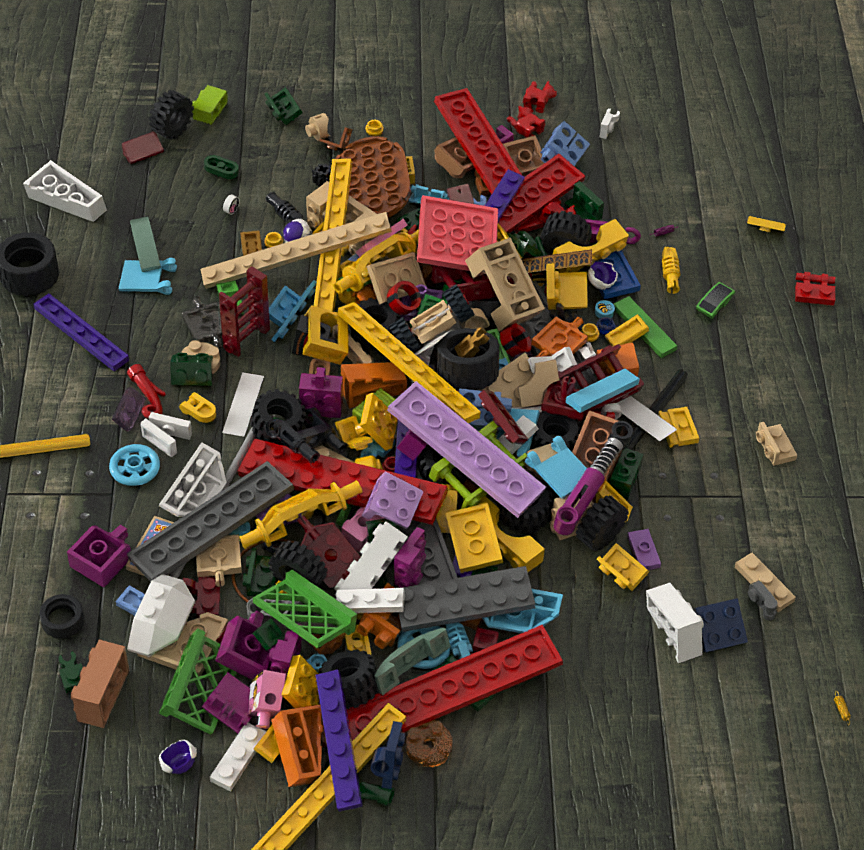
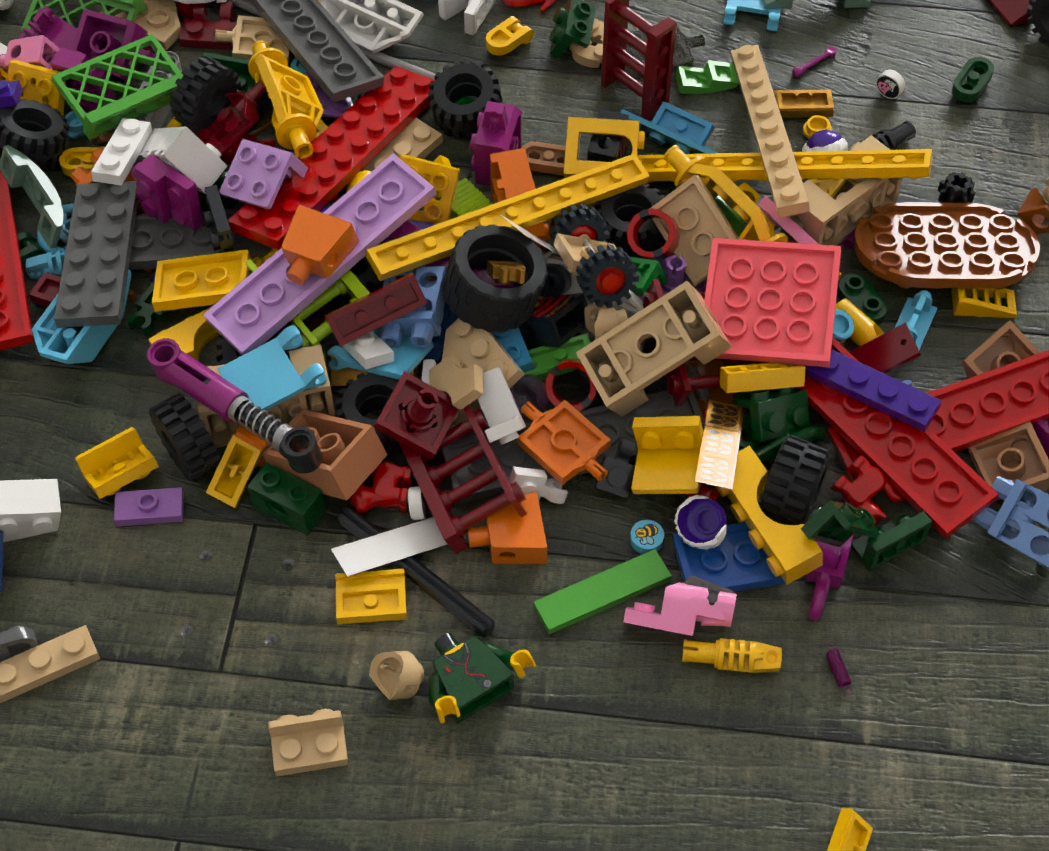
camera: 100 degrees right, 5 degrees up
(195, 237) = (830, 52): none -> magenta hinge
(243, 404) = (532, 89): white sticker -> none
(268, 634) = (99, 46): dark green plate -> none
(306, 440) = (399, 101): black connector -> none
(435, 527) = (216, 218): none -> black plate
(471, 440) = (316, 244): none -> orange torso
(591, 331) = (594, 504): yellow plate -> none
(597, 210) = (838, 522): none -> dark green bracket
(602, 390) = (422, 462): medium azure tile -> none
(605, 325) = (606, 530): clear blue plate -> none
(627, 331) = (585, 556): yellow plate -> none
(654, 286) = (684, 606): none -> bright pink plate
(714, 299) = (655, 716): slope -> none
(718, 374) = (472, 675): none -> dark green torso
(727, 404) = (400, 677): none -> tan piece

